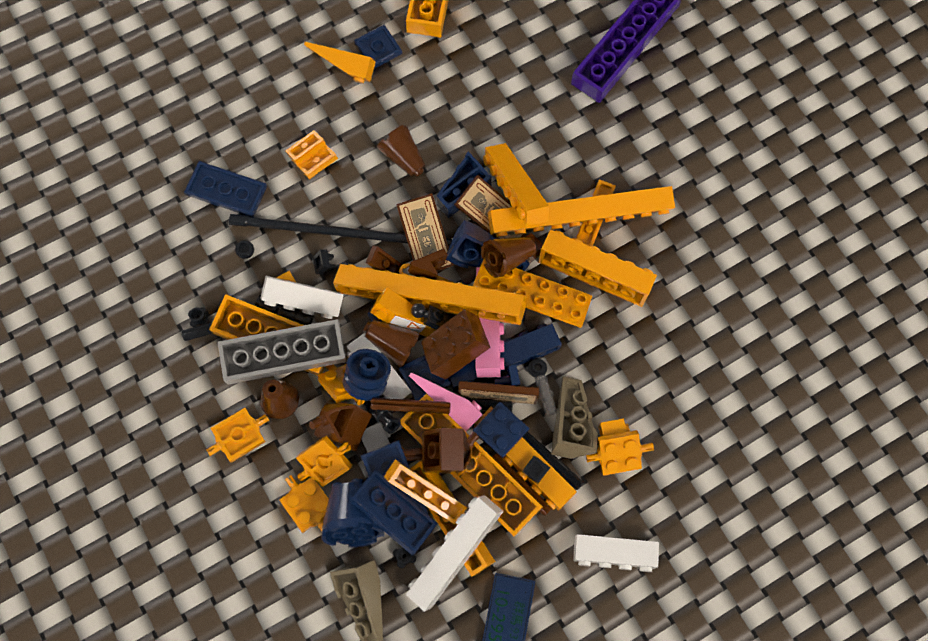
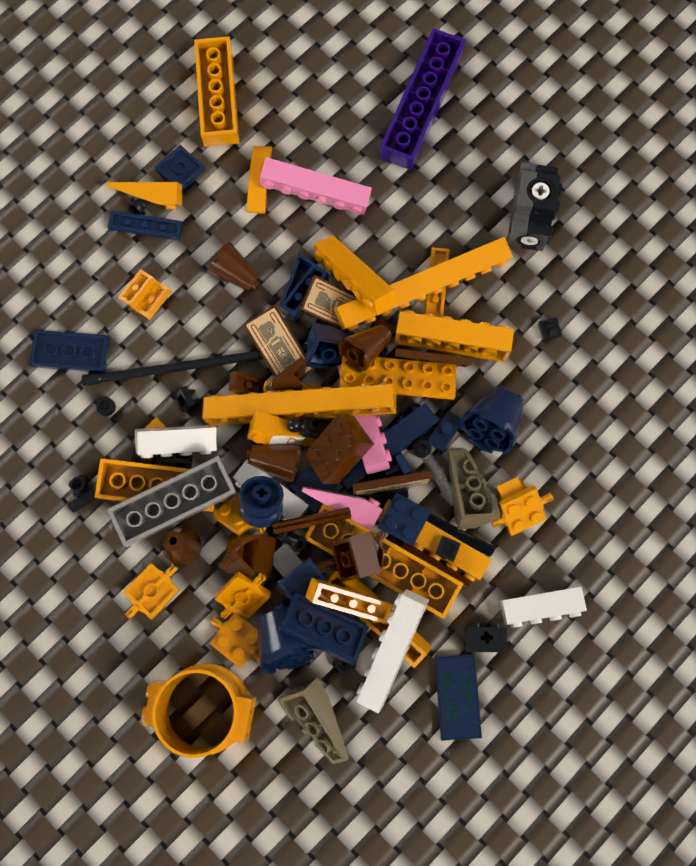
camera: 10 degrees left, 5 degrees up
(213, 541) = (157, 715): none -> light orange cylinder
(327, 71) = (137, 206): none -> black plate
(330, 90) = (145, 225): none -> dark blue plate
(449, 75) = (257, 193): none -> light orange slope
(501, 94) = (315, 186): none -> bright pink brick
(539, 572) = (497, 640): none -> black brick
(565, 357) = (445, 431): none -> dark blue tile
(597, 293) = (433, 357): none -> reddish brown tile
(614, 358) = (494, 420): none -> dark blue cone
(694, 286) = (549, 329): none -> black tile
(708, 165) = (534, 206): none -> piece

